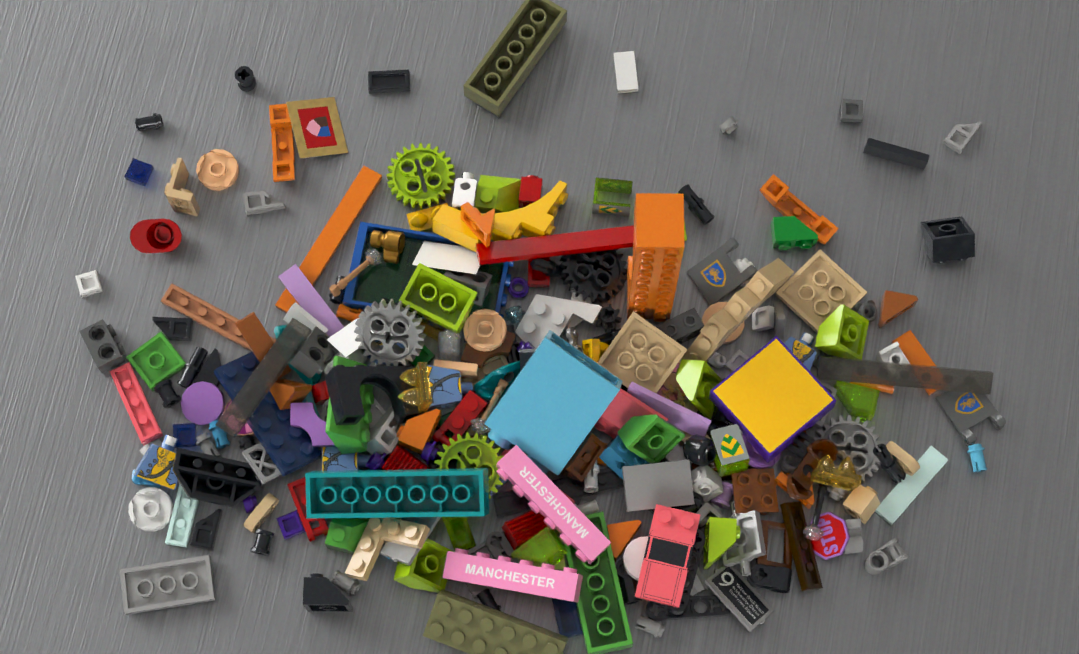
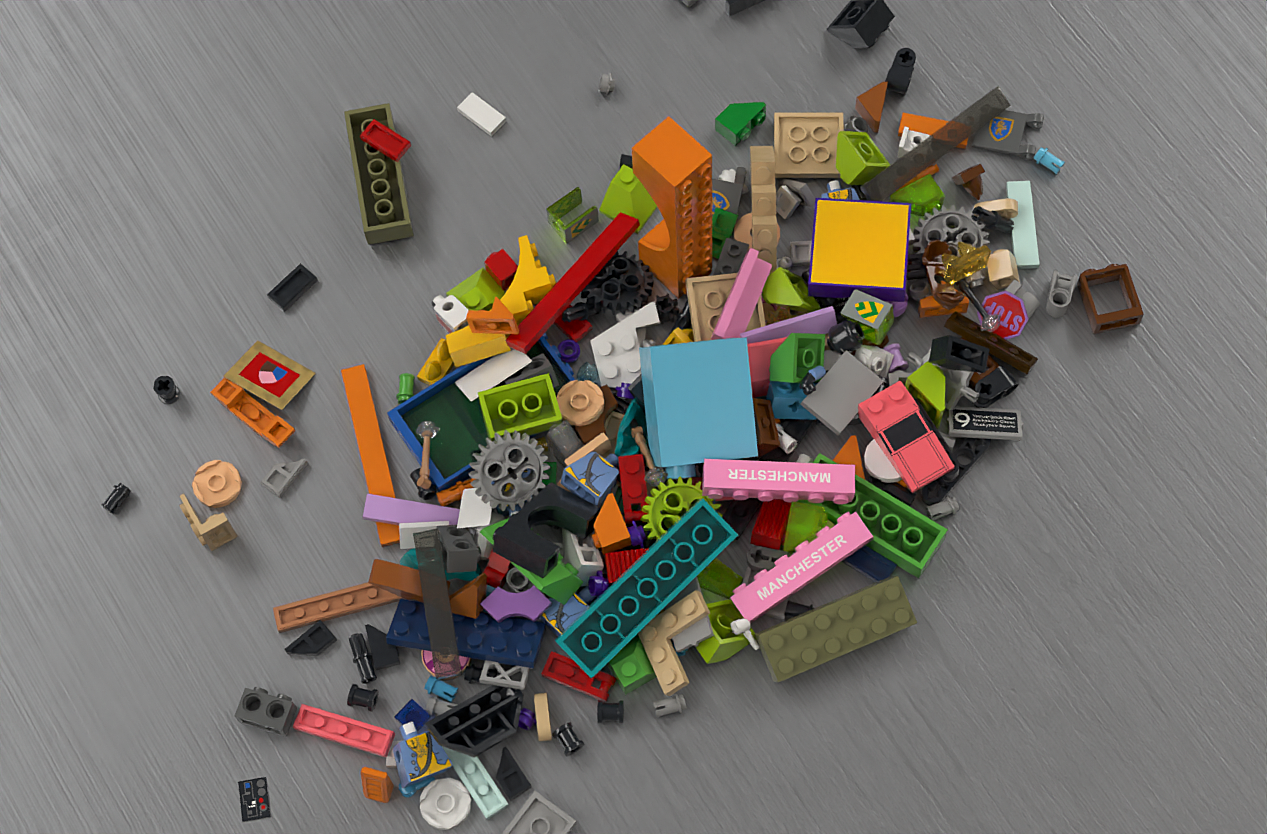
camera: 40 degrees left, 5 degrees down
(45, 394) = (254, 799): none -> black sticker
(89, 283) = (198, 674): white tile -> none
(120, 457) = (376, 784): none -> orange slope
(139, 172) = (148, 546): clear blue plate -> none
(155, 235) = (221, 579): red piece -> none
(156, 360) = (324, 682): bright green tile -> none
(202, 403) = (401, 677): medium lavender tile -> none
(290, 525) = (576, 704): dark purple tile -> none
(305, 550) = (610, 711): none -> black bush
(323, 595) = (666, 727): black slope -> none
(391, 215) = (405, 387): none -> bright green pin
(391, 241) = (431, 406): pearl gold piece -> none
(421, 394) = (583, 492): clear yellow tile -> none
(436, 576) = (743, 626): none -> white hand
(440, 171) = (386, 352): lime gear -> none
(537, 35) = (385, 140): none -> red tile
(647, 456) = (812, 375): none -> black arm
(657, 360) = (742, 297): none -> bright pink panel
(699, 297) = (722, 228): none -> green slope
(755, 491) = (914, 332): dark orange hinge -> none
(759, 535) = (958, 354): none -> black slope
(789, 205) = (714, 102): orange slope -> none
(904, 420) = (971, 180): none -> reddish brown tile
(904, 612) = (1116, 319): none -> reddish brown window
(935, 301) = (900, 72): none -> black piece

